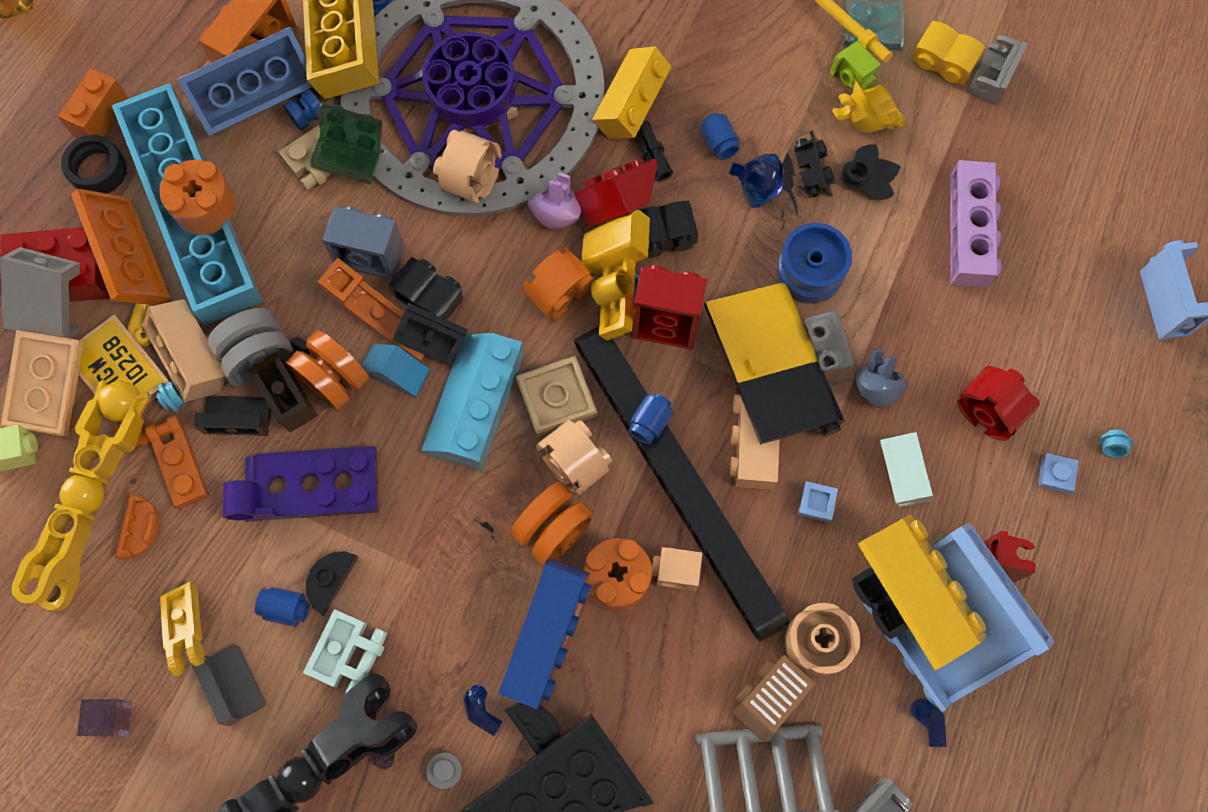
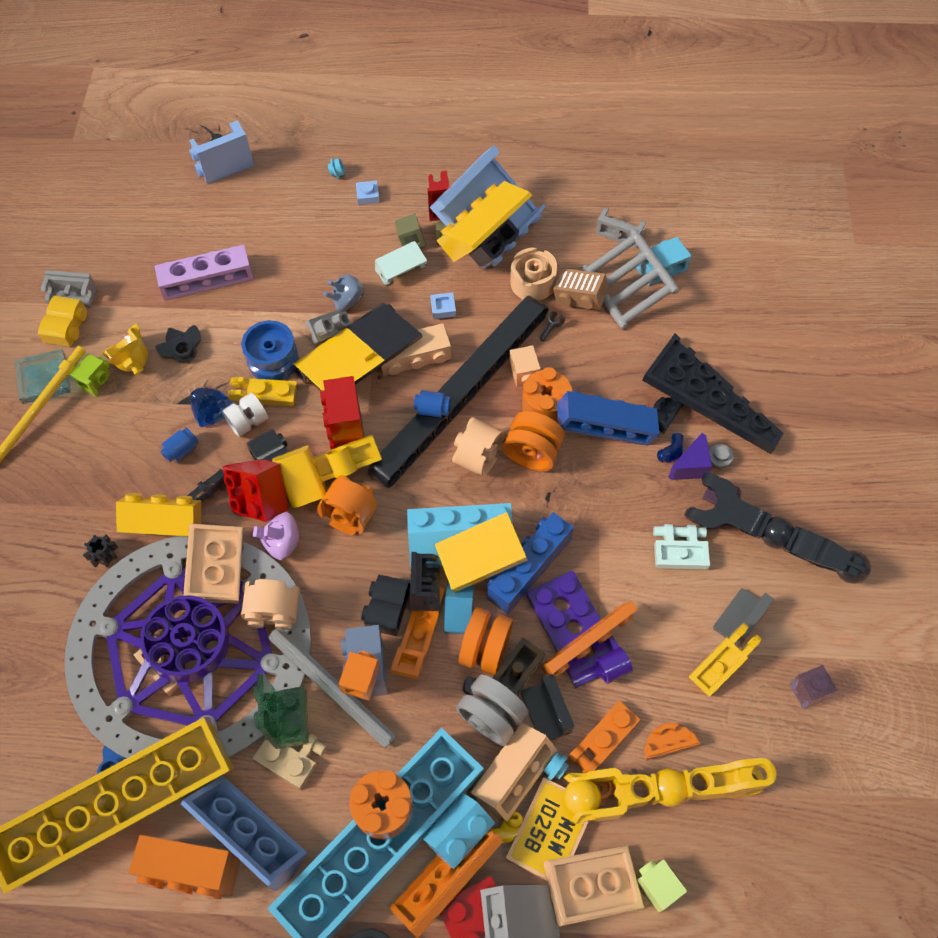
camera: 110 degrees left, 10 degrees down
(148, 268) = (458, 830): none -> medium azure brick
(280, 485) = (598, 632): none -> orange plate
(282, 606) = (672, 602): blue brick -> none
(303, 109) = (250, 781): blue wheel -> none
(327, 578) = (636, 584): black plate -> none
(328, 211) = (359, 675): none -> orange brick
(368, 205) = (330, 687): none -> light grey axle
(403, 462) = (541, 550): none -> blue brick
(428, 401) = (480, 552): none -> yellow tile
(448, 726) = (693, 461): none -> dark purple slope
(547, 129) = (214, 563): none -> light nougat tile
(556, 395) = (434, 482): tan plate -> none
(617, 33) = (100, 550): none -> black gear
(732, 212) = (238, 420): none -> white wheel
(737, 639) = (552, 324): none -> black hand
(763, 249) = (266, 391): none -> yellow hinge
(812, 154) = (176, 380): black hinge -> none
(932, 719) = (549, 215): clear blue arm -> none
(957, 501) = (410, 230): none -> olive panel
(998, 402) = (336, 223): red brick -> none

